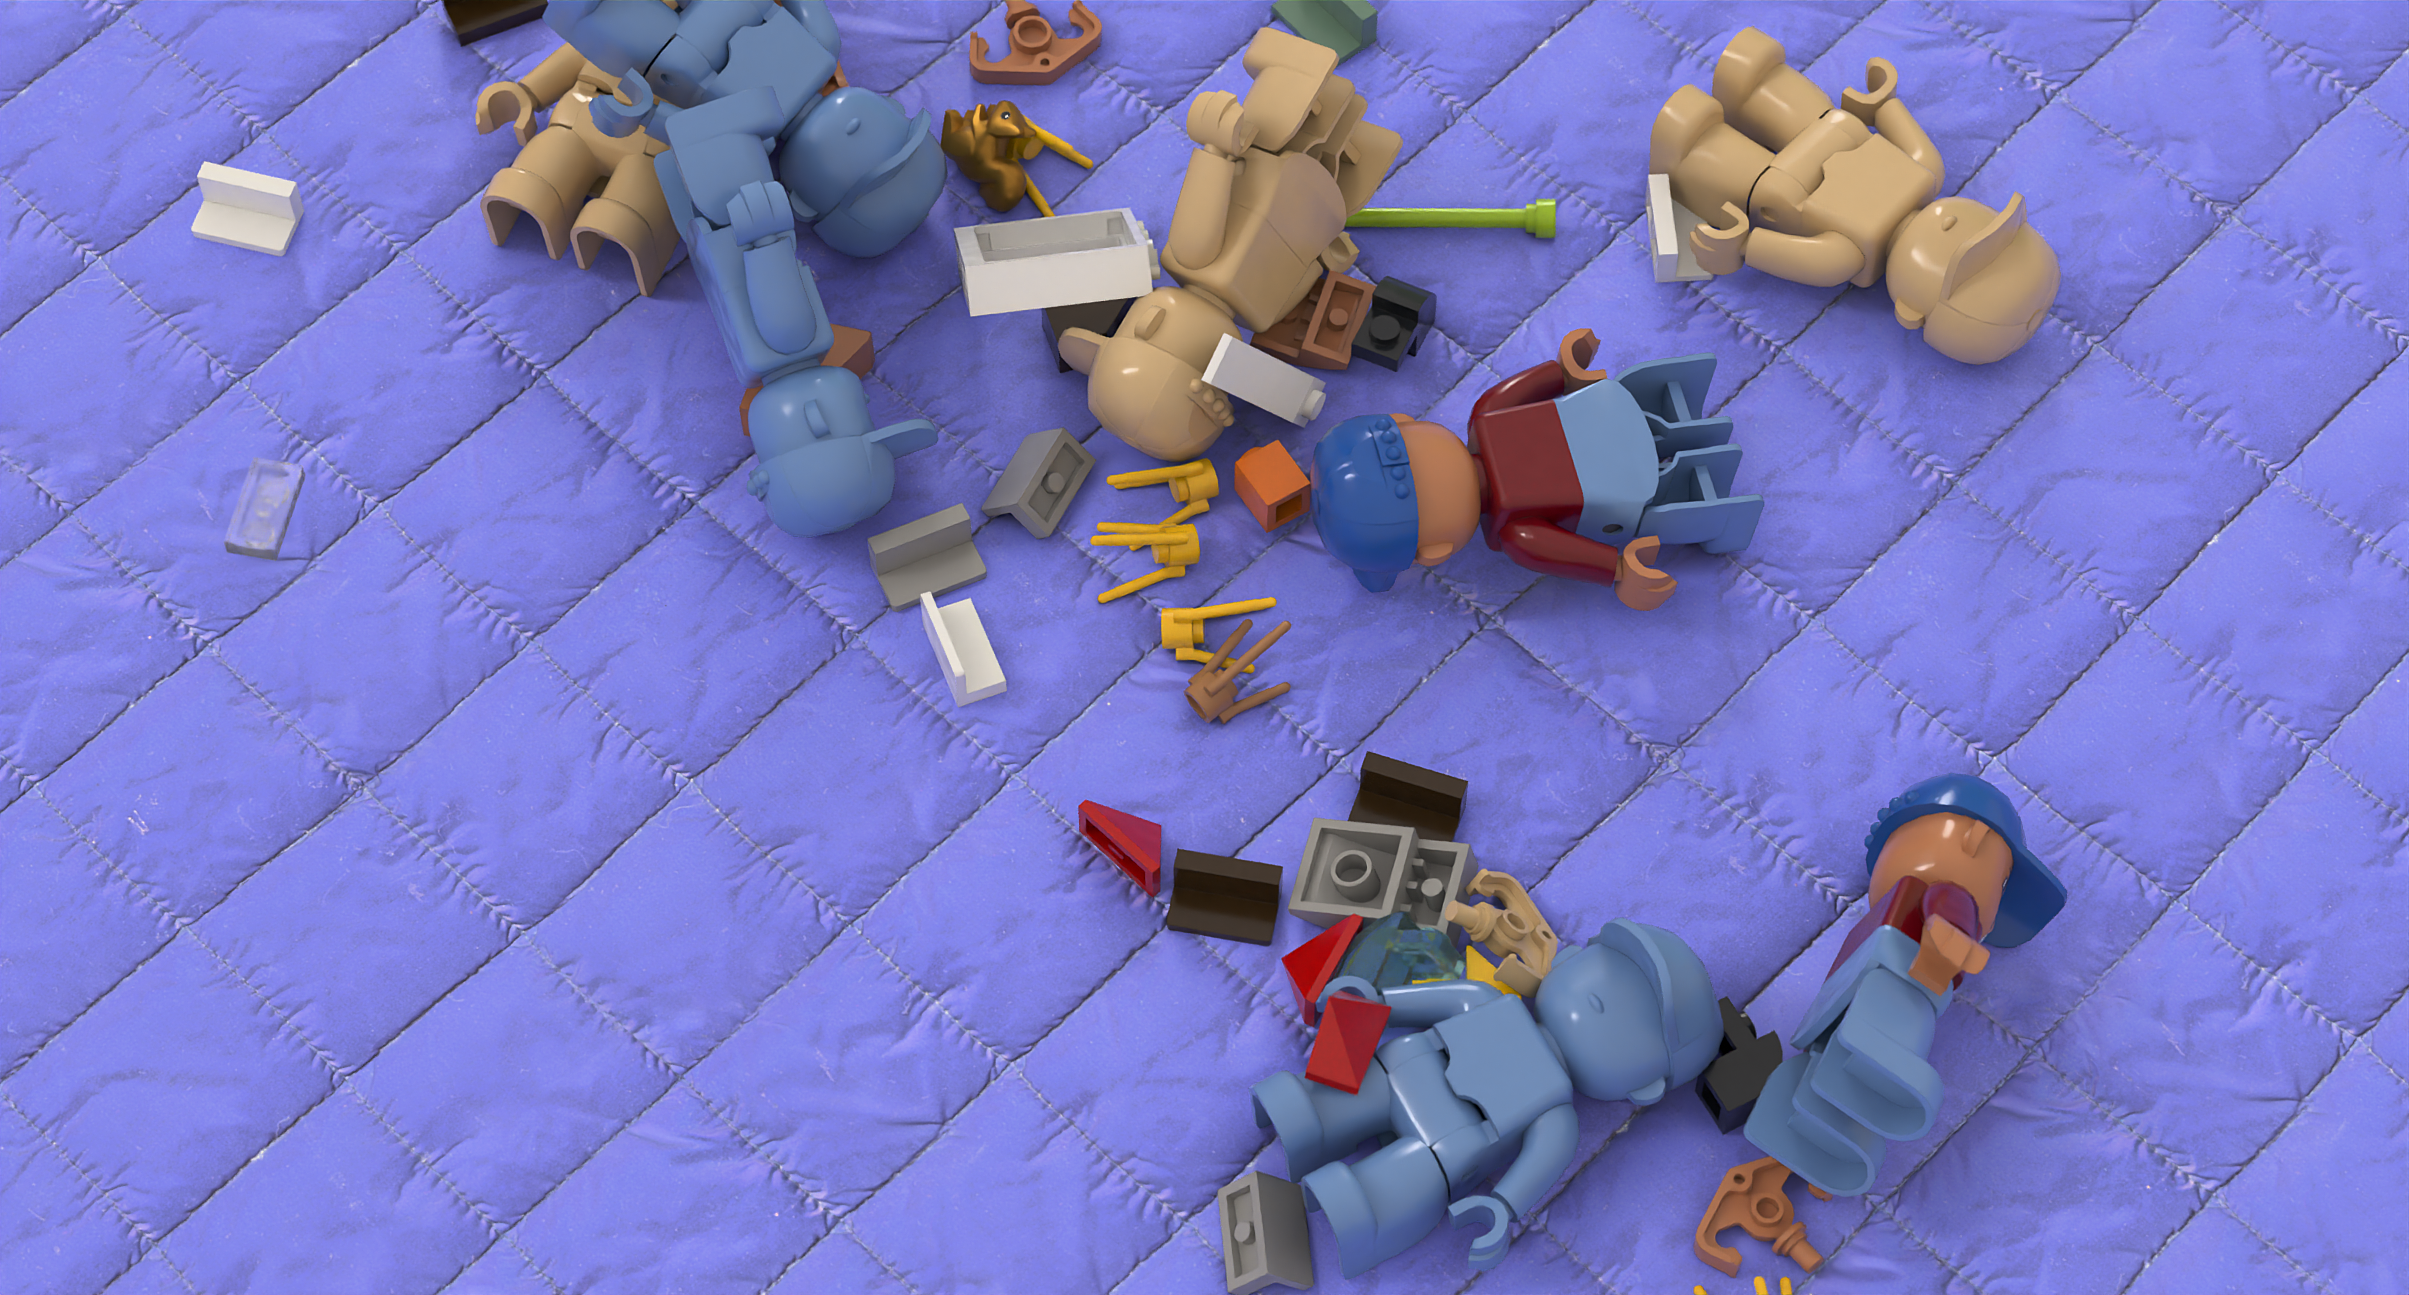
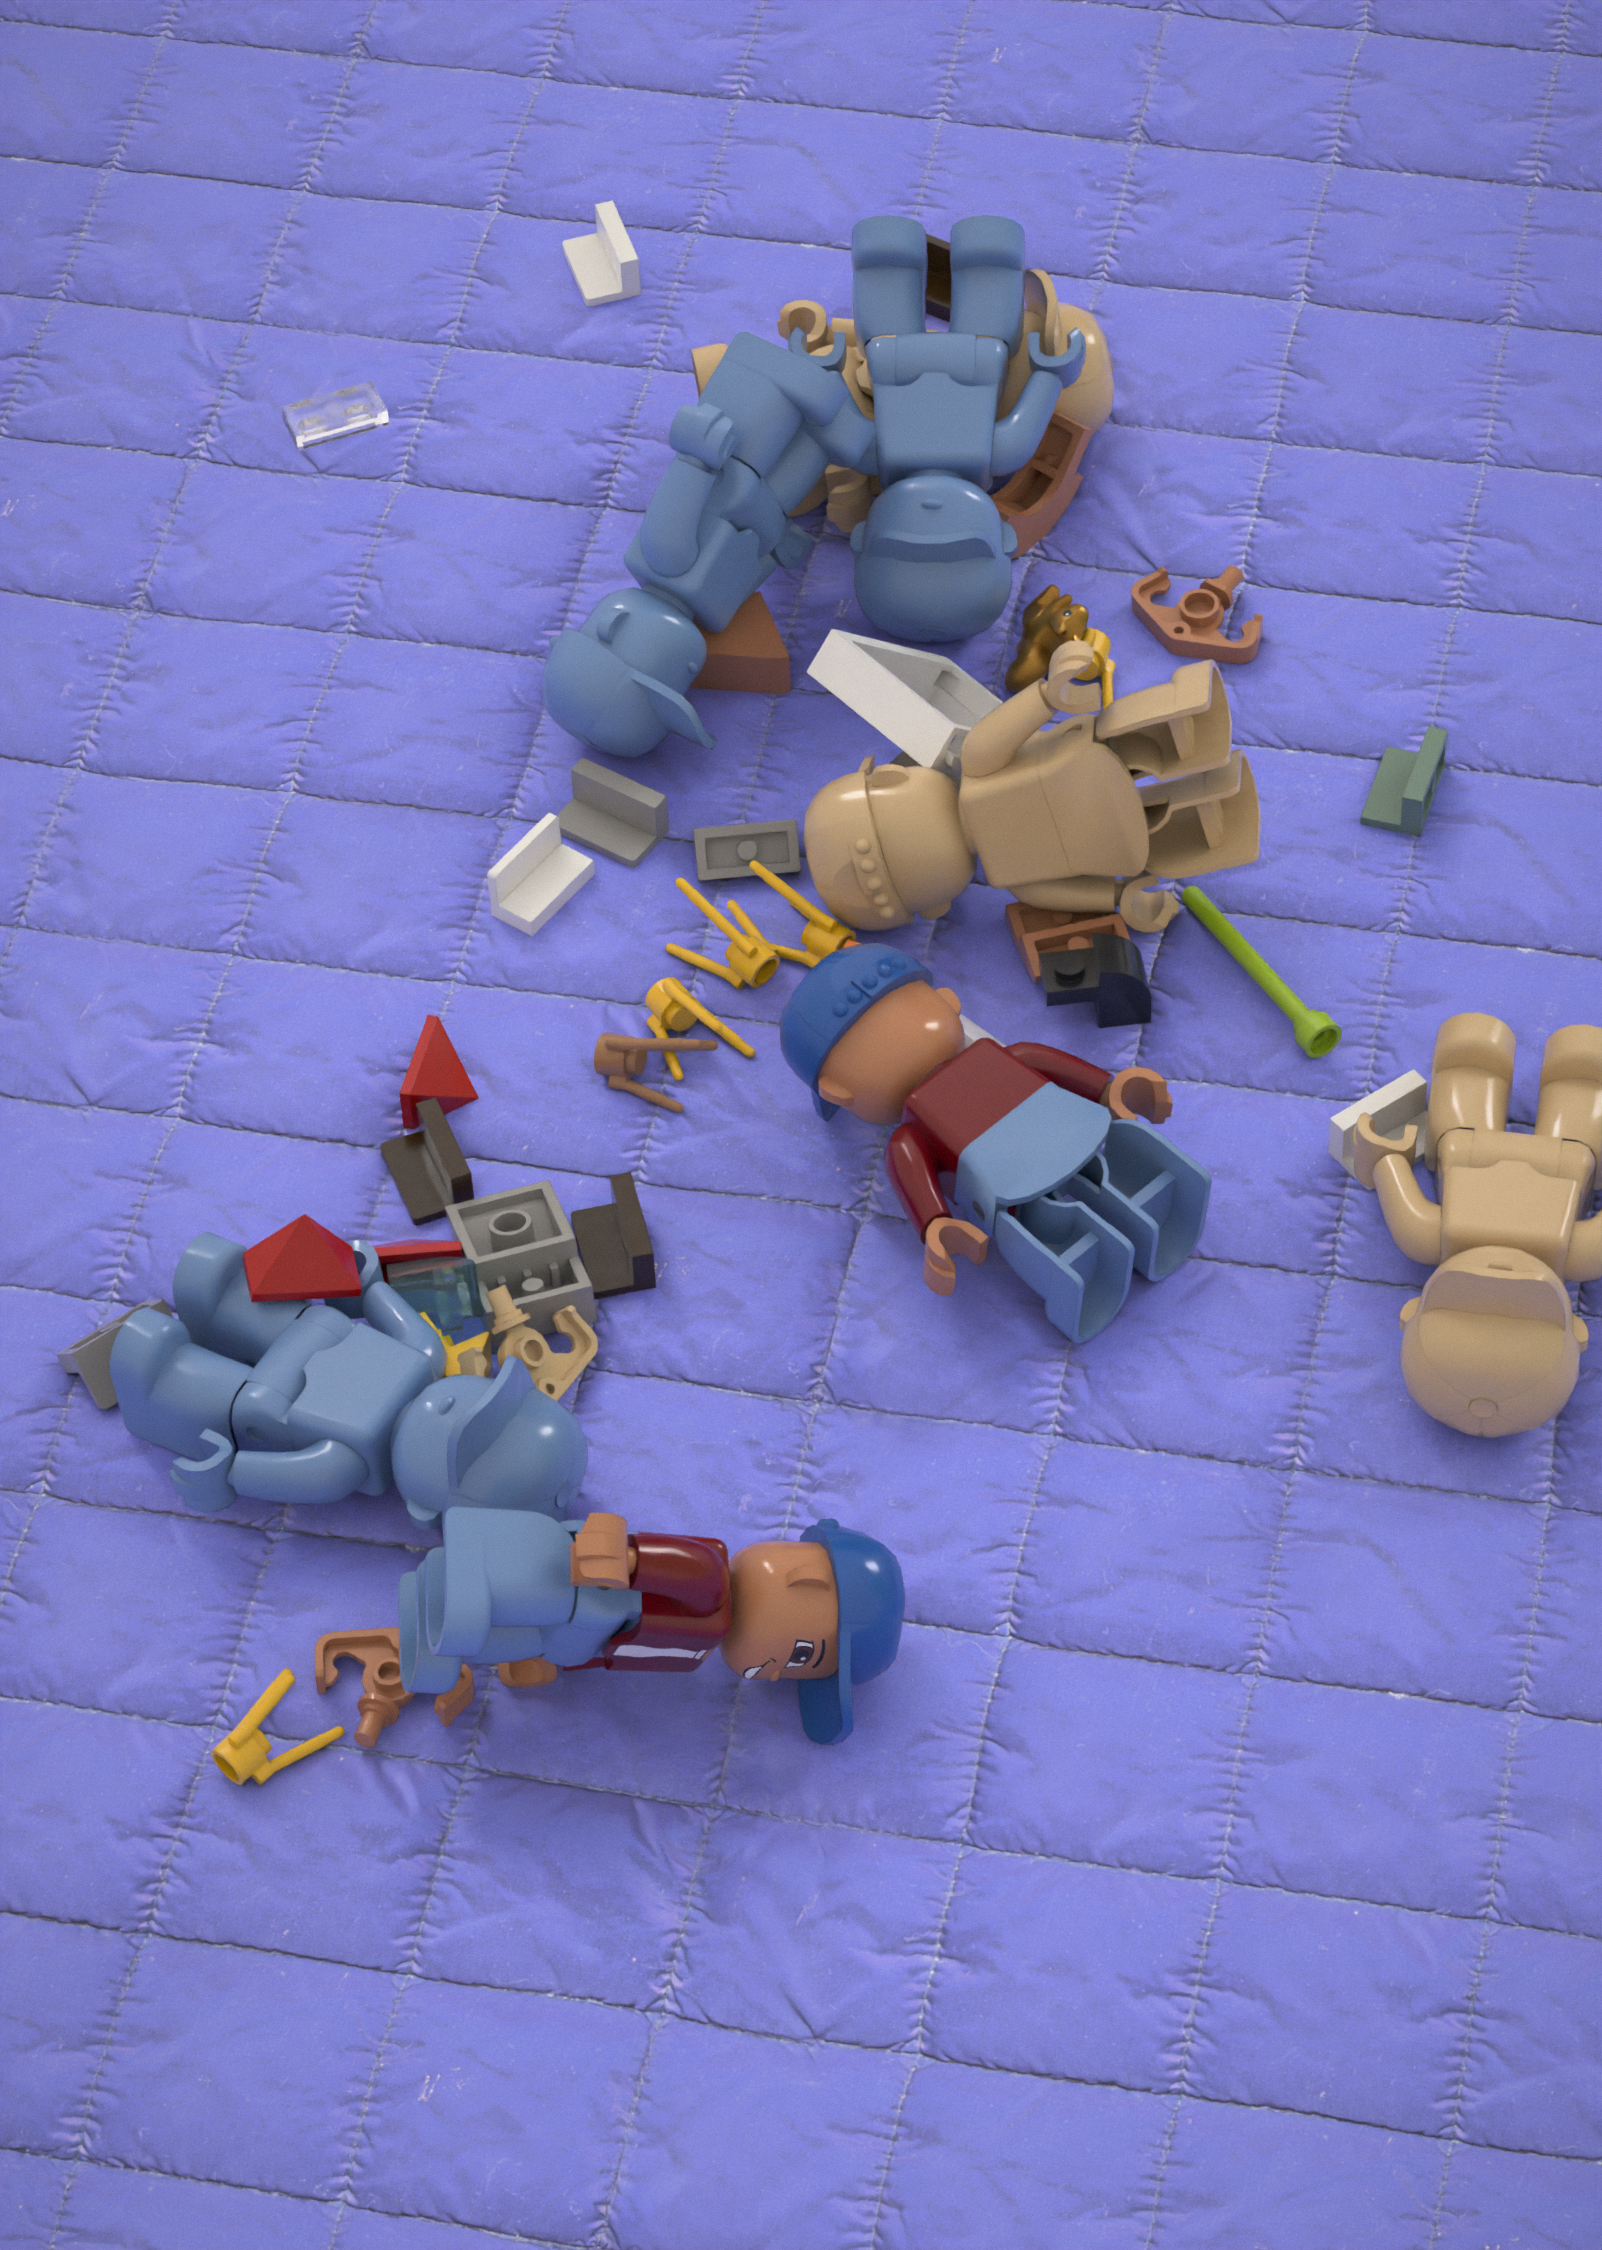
camera: 60 degrees right, 10 degrees down
(1265, 381) = (932, 903): white slope -> none

